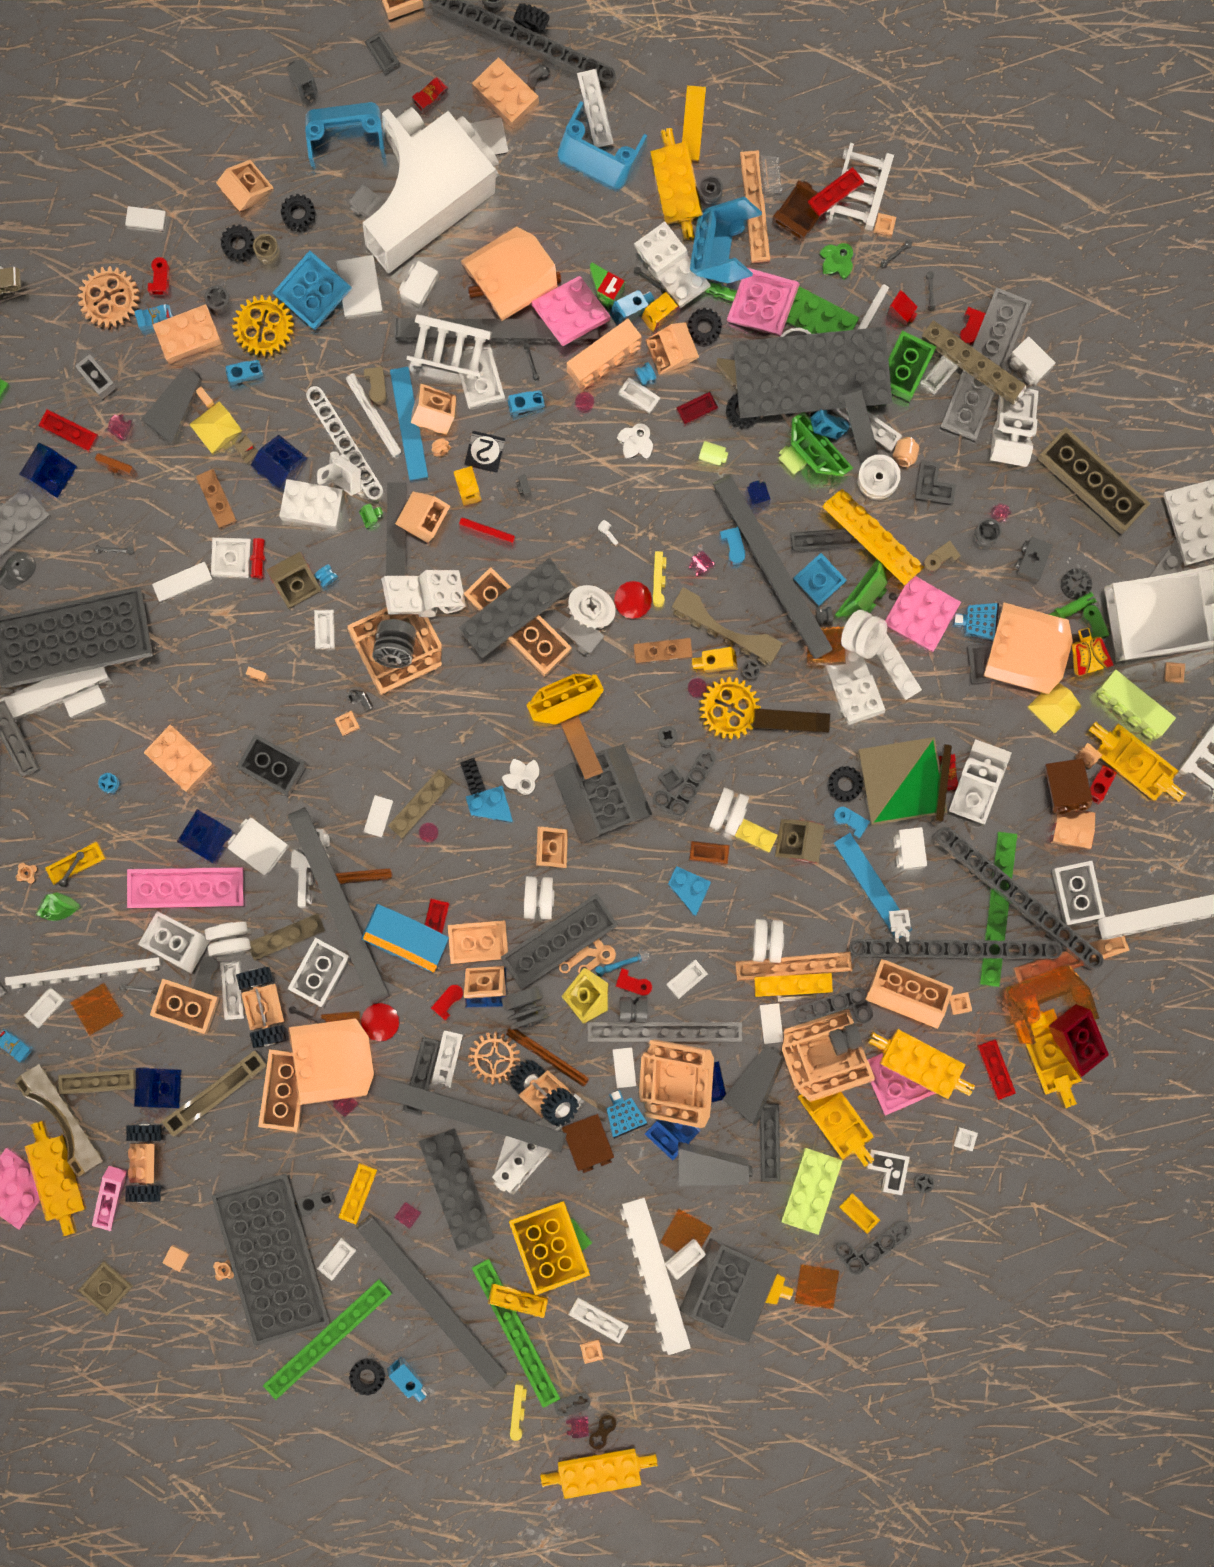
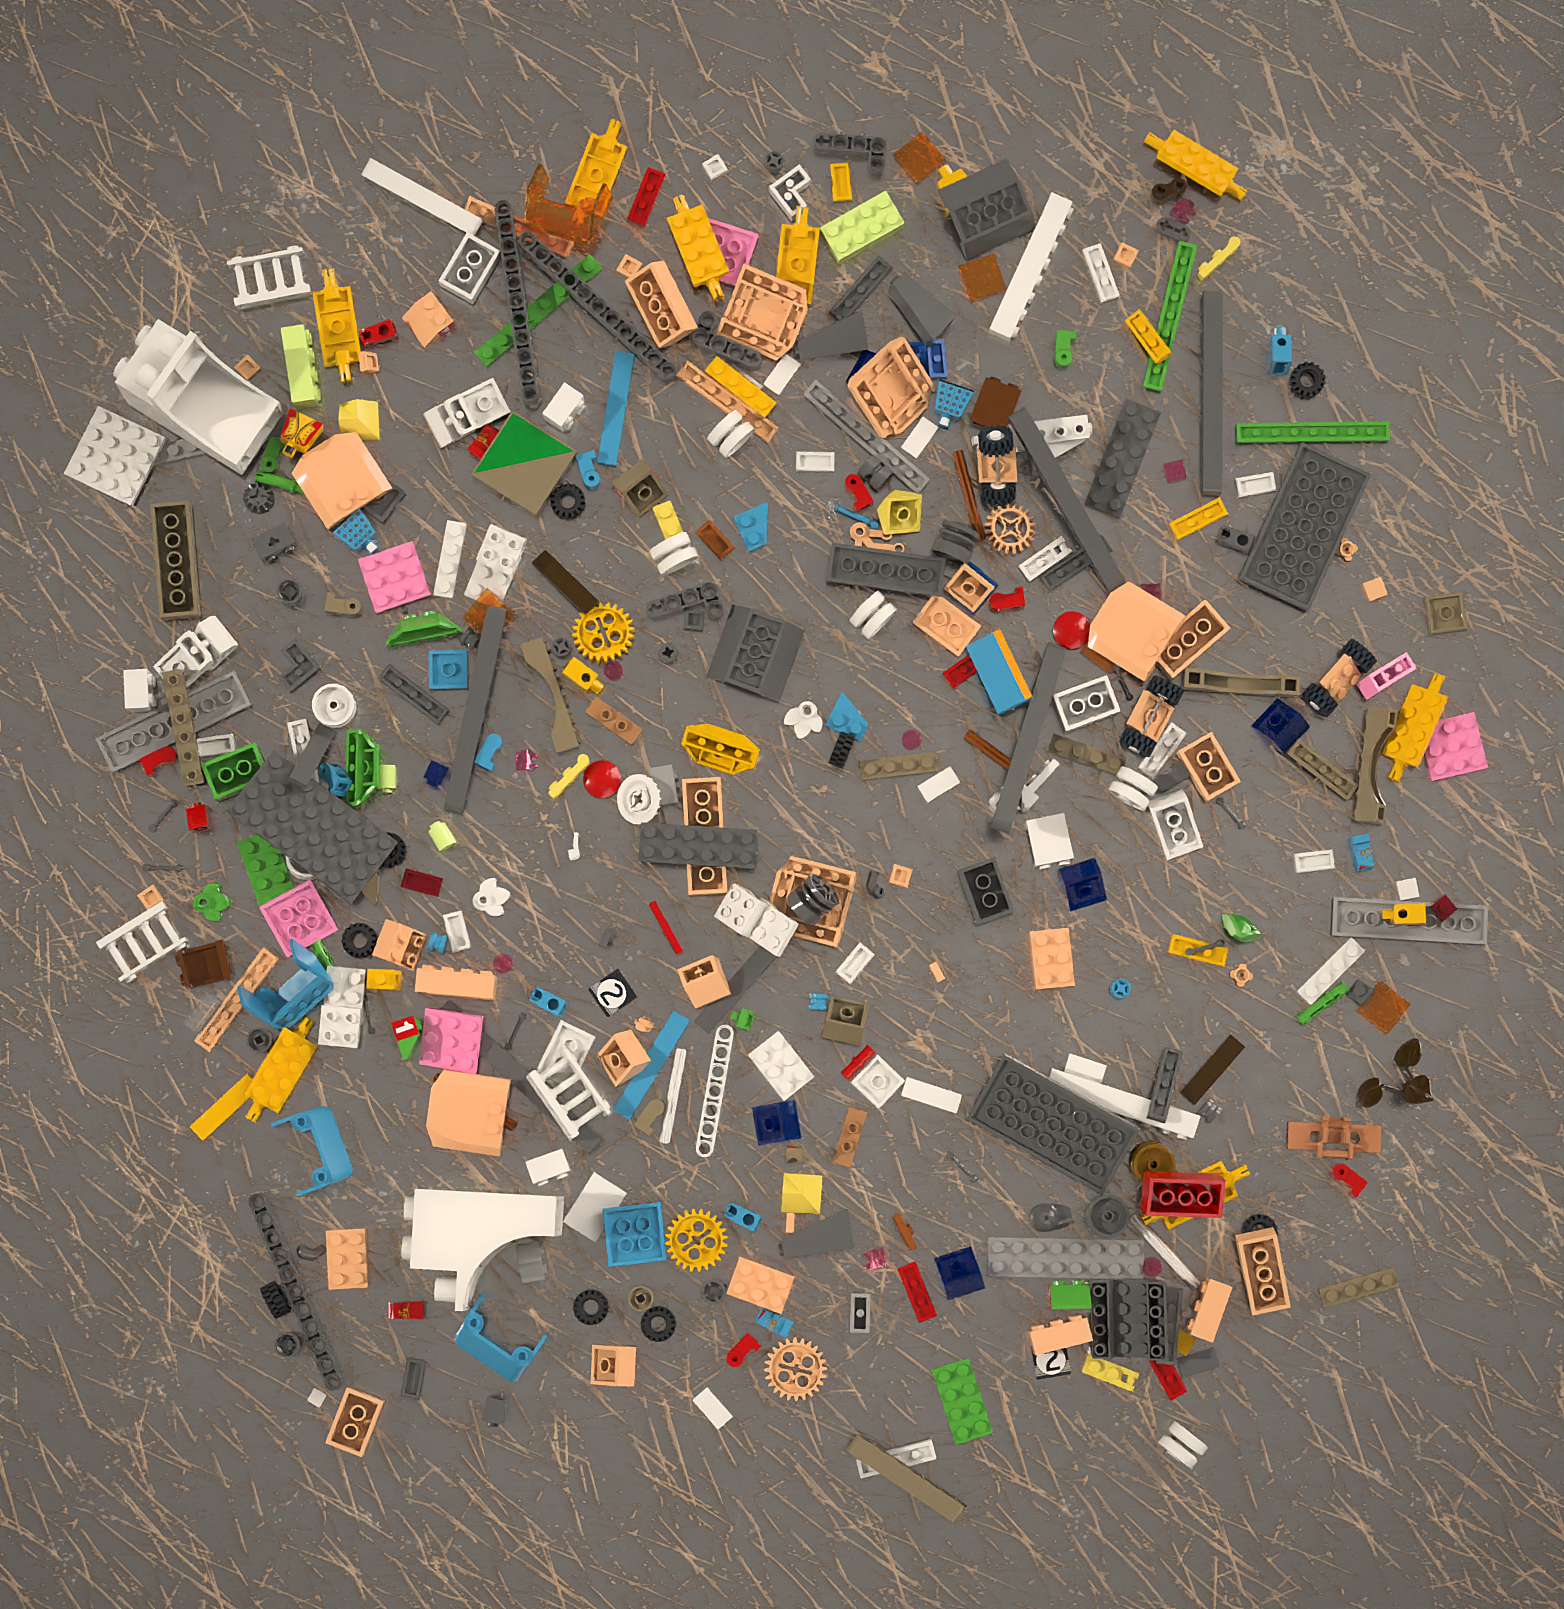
camera: 140 degrees left, 0 degrees up
(91, 971) = (1269, 865): white plate -> none
(97, 1009) = (1275, 825): clear orange tile -> none
(185, 887) = (1131, 857): bright pink plate -> none
(341, 473) = (737, 1067): white piece -> none
(467, 486) = (649, 977): yellow torso -> none
(491, 134) = (389, 1236): white sticker -> none
(549, 1248) = (1091, 353): yellow slope -> none
(551, 847) = (829, 646): light nougat slope -> none
(581, 747) = (741, 697): medium nougat tile -> none
(595, 108) = (290, 1183): white plate -> none
(630, 306) = (408, 1003): dark azure torso -> none
(685, 1259) = (999, 259): white tile -> none
(835, 191) = (166, 952): red tile -> none
(845, 1039) = (738, 311): dark grey wheel -> none
(864, 634) = (453, 595): white wheel -> none
(873, 536) = (379, 664): yellow plate -> none
(874, 307) = (222, 838): white tile -> none
(900, 923) = (620, 361): white plate -> none
(906, 452) = (295, 708): light nougat head -> none
(942, 783) = (497, 432): dark brown tile -> none
(1001, 510) = (264, 600): clear pink plate -> none
(1068, 786) = (404, 351): reddish brown panel -> none
(1079, 1039) = (566, 163): dark red slope -> none

